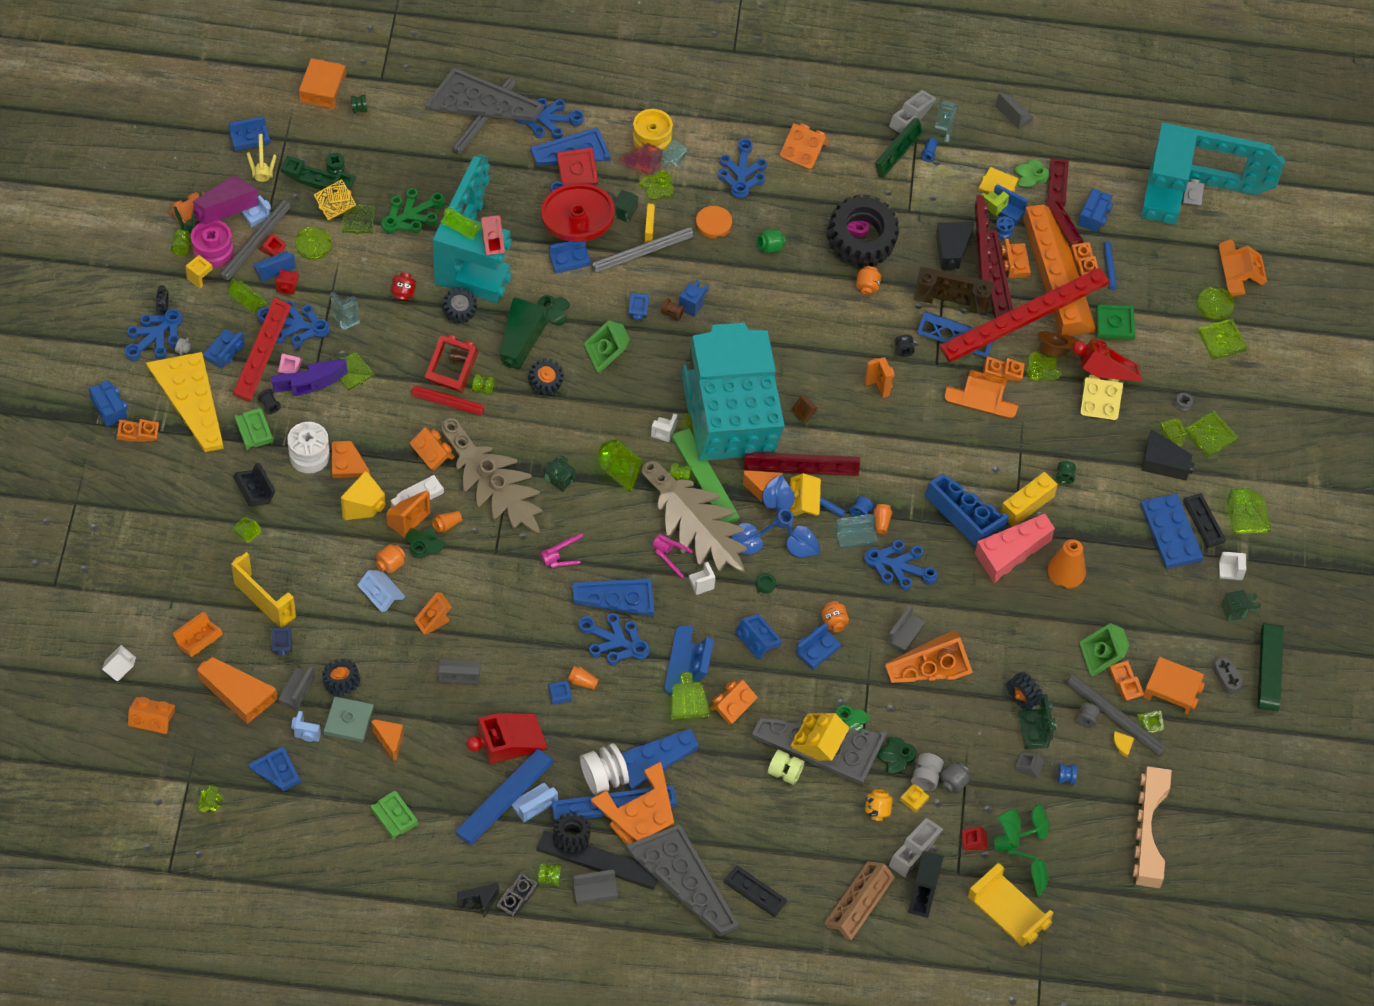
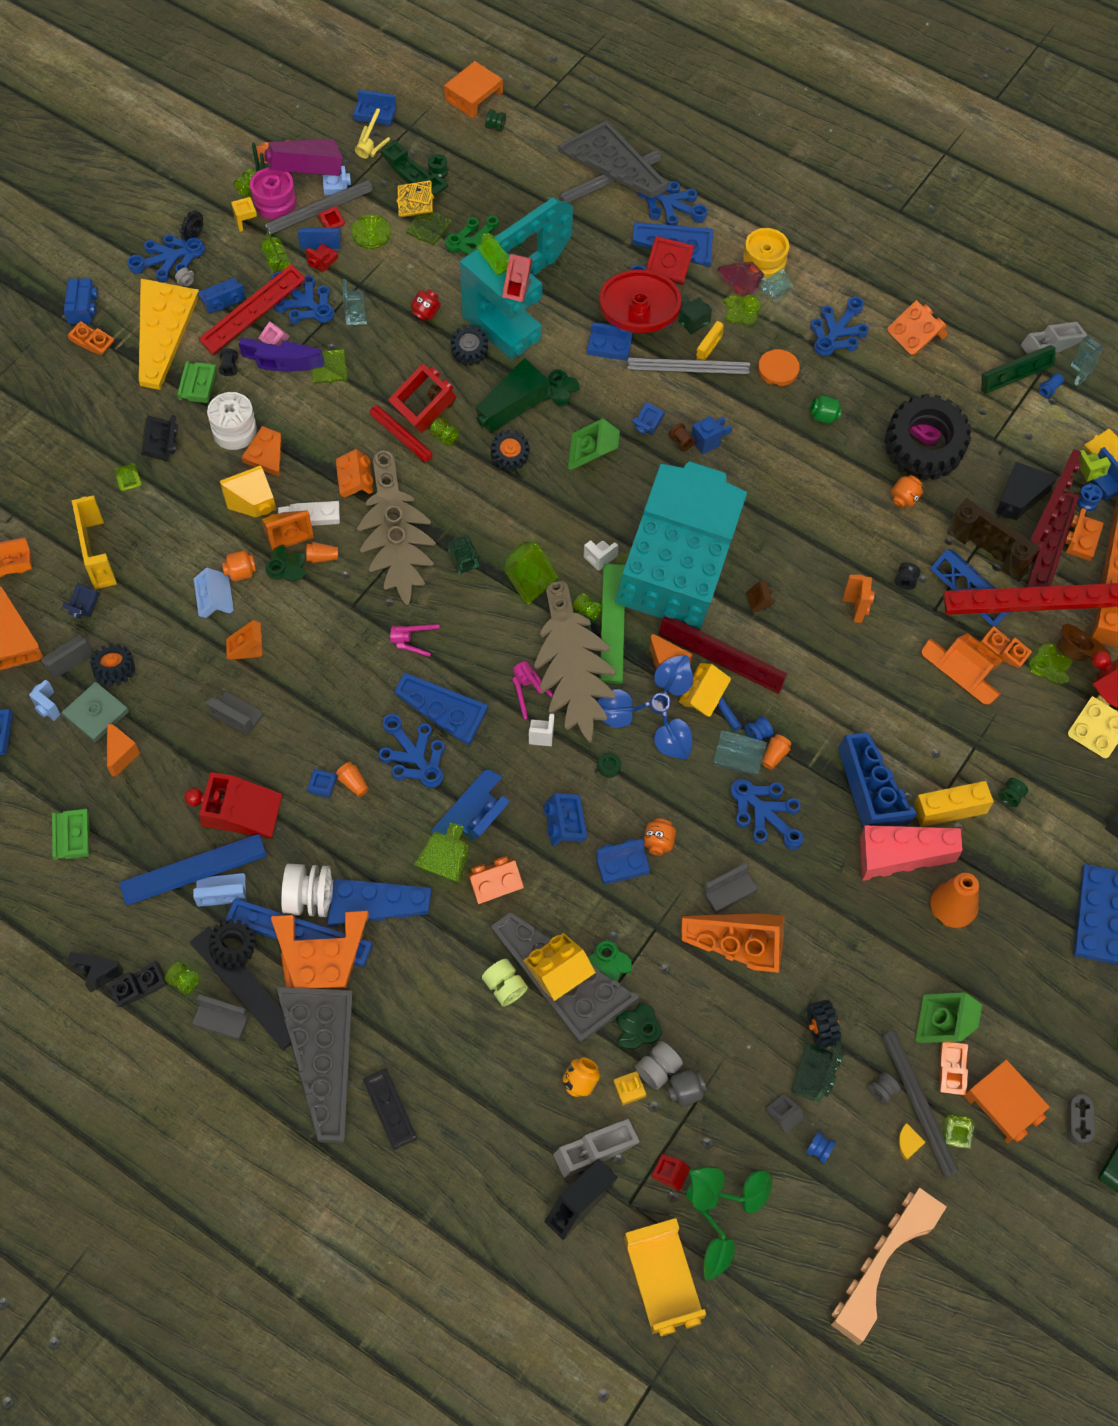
camera: 30 degrees right, 5 degrees up
(863, 899) = (499, 1182): medium nougat fence -> none

